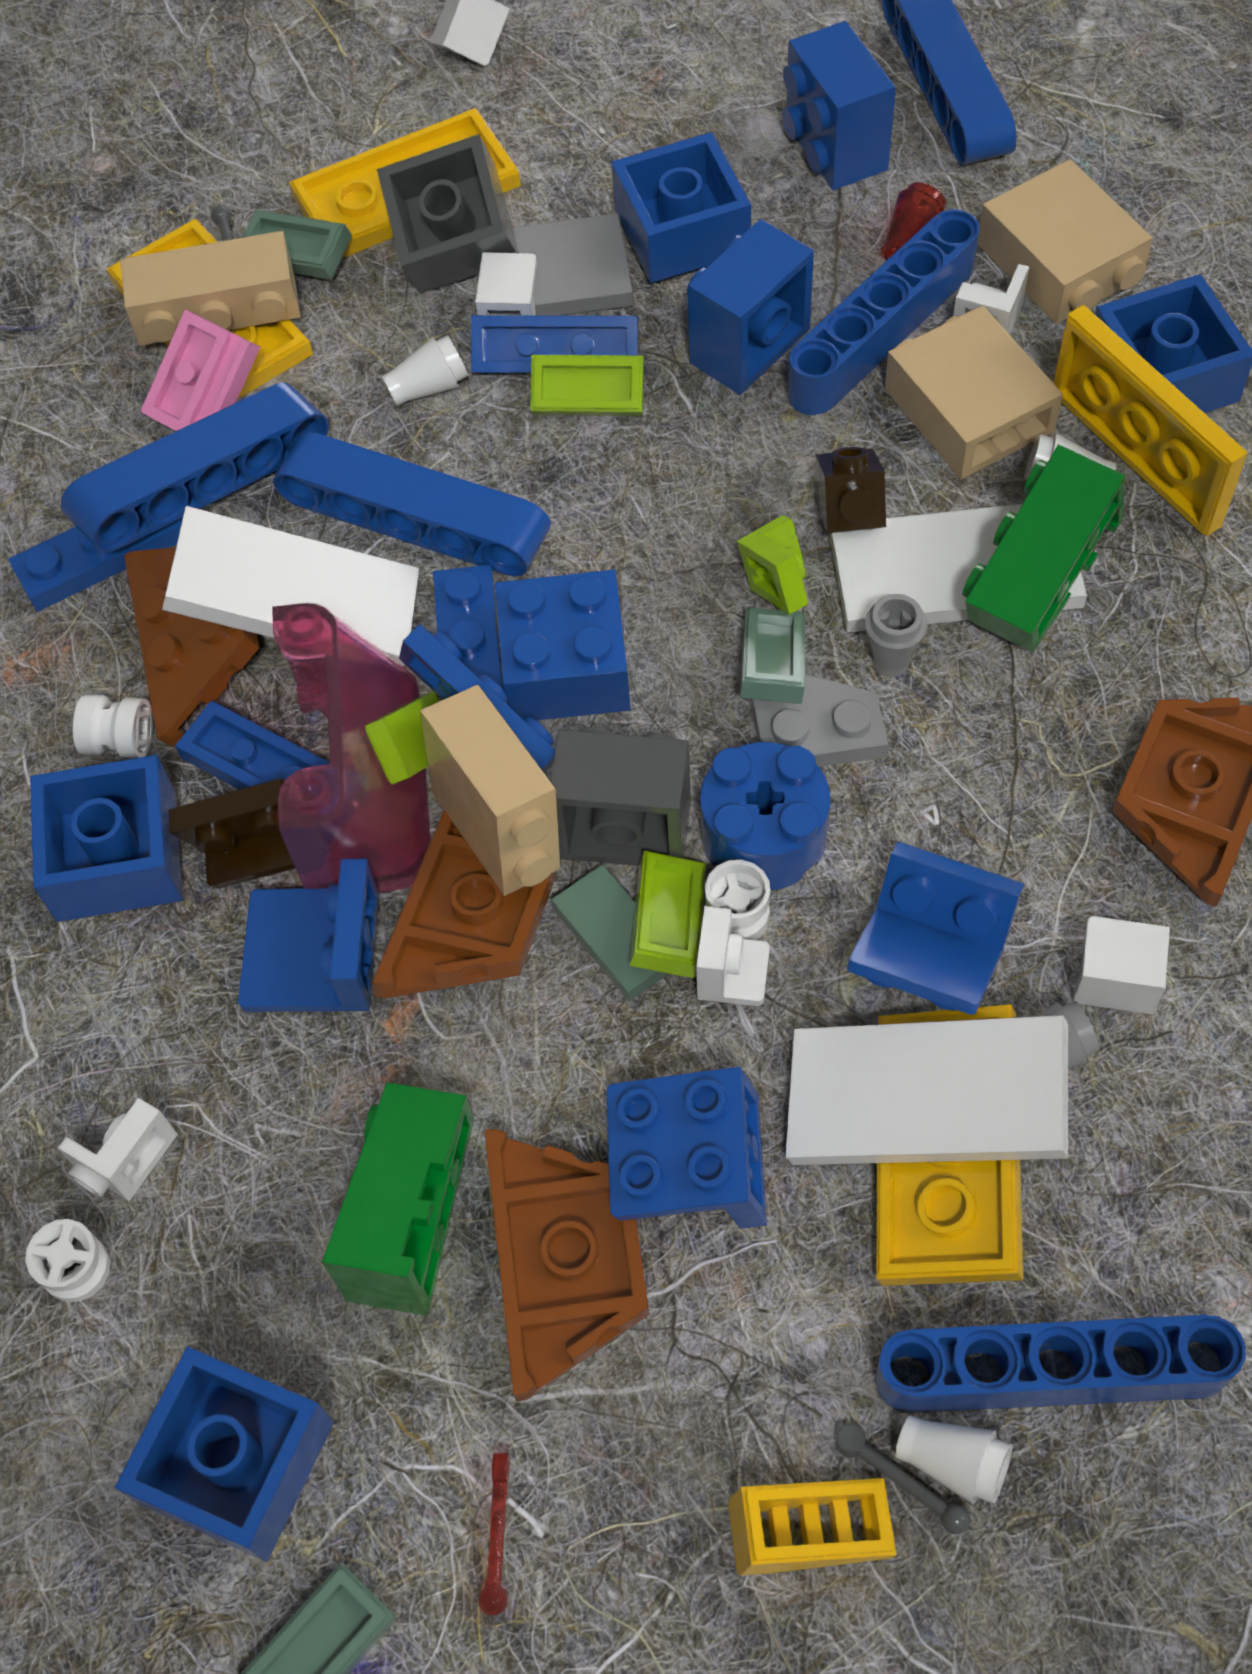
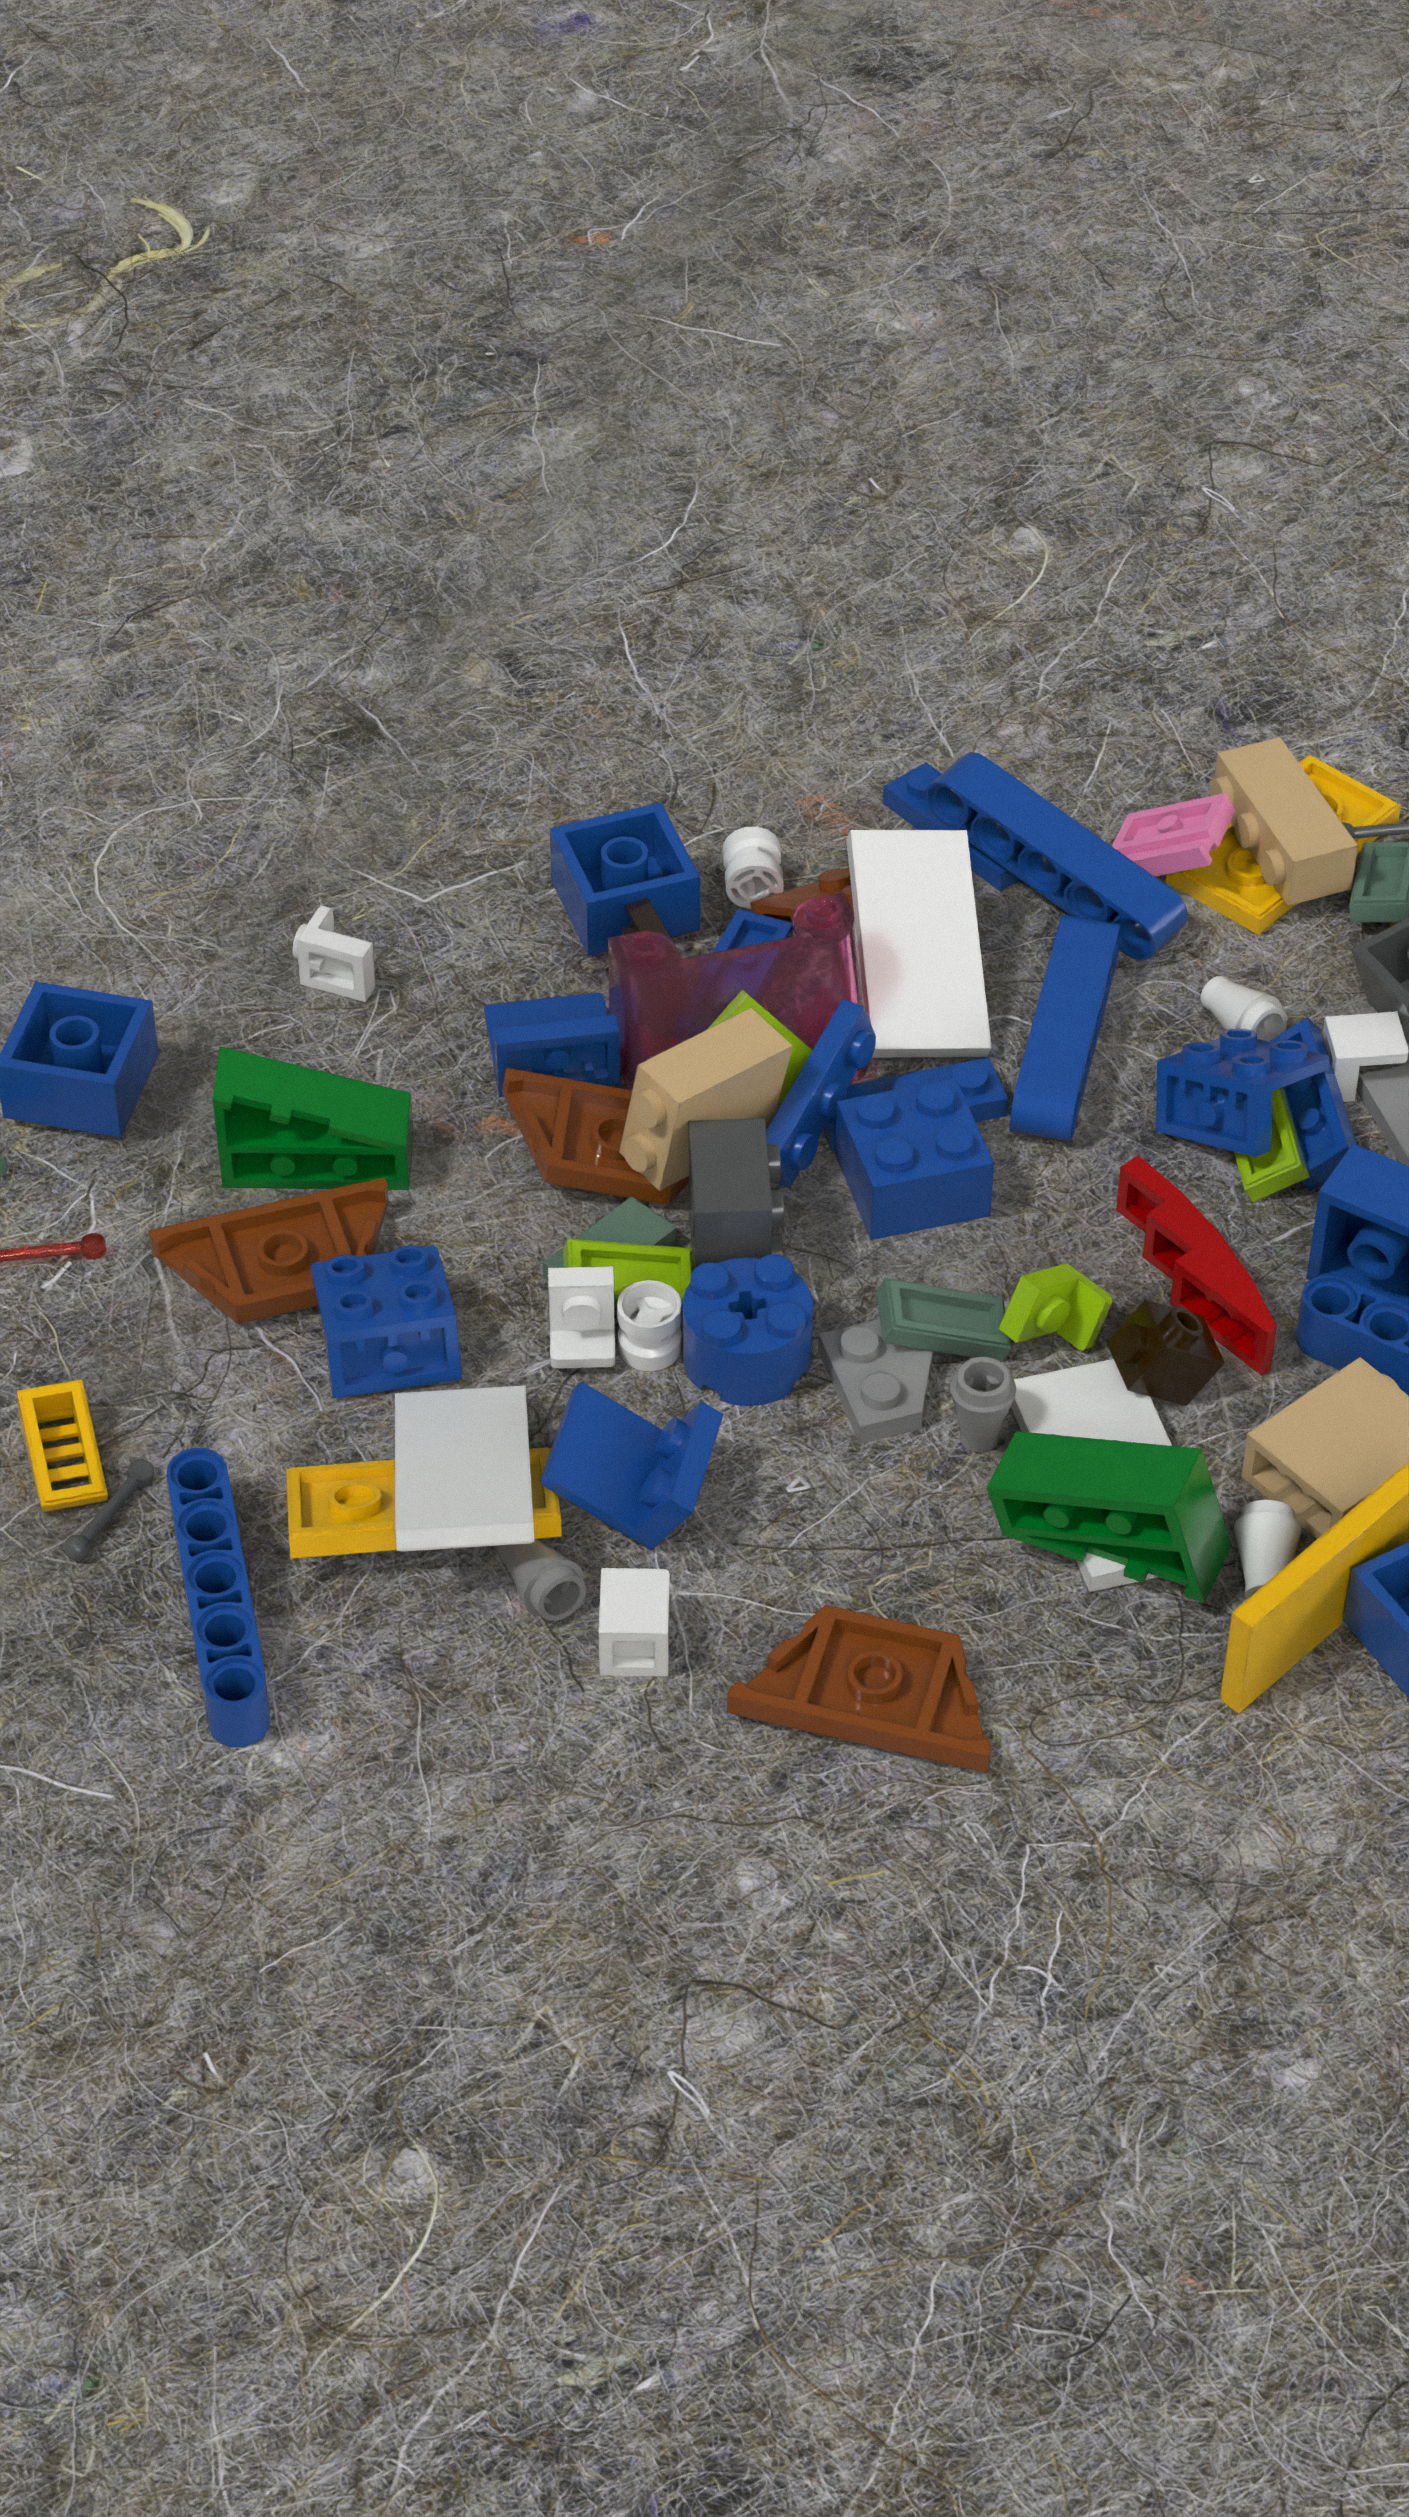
camera: 75 degrees right, 15 degrees down
(58, 1248) = (235, 947): white wheel -> none
(543, 381) = (1225, 1088): none -> blue bracket
(747, 449) = (1200, 1263): none -> red slope
(956, 1456) = (125, 1538): white cone -> none

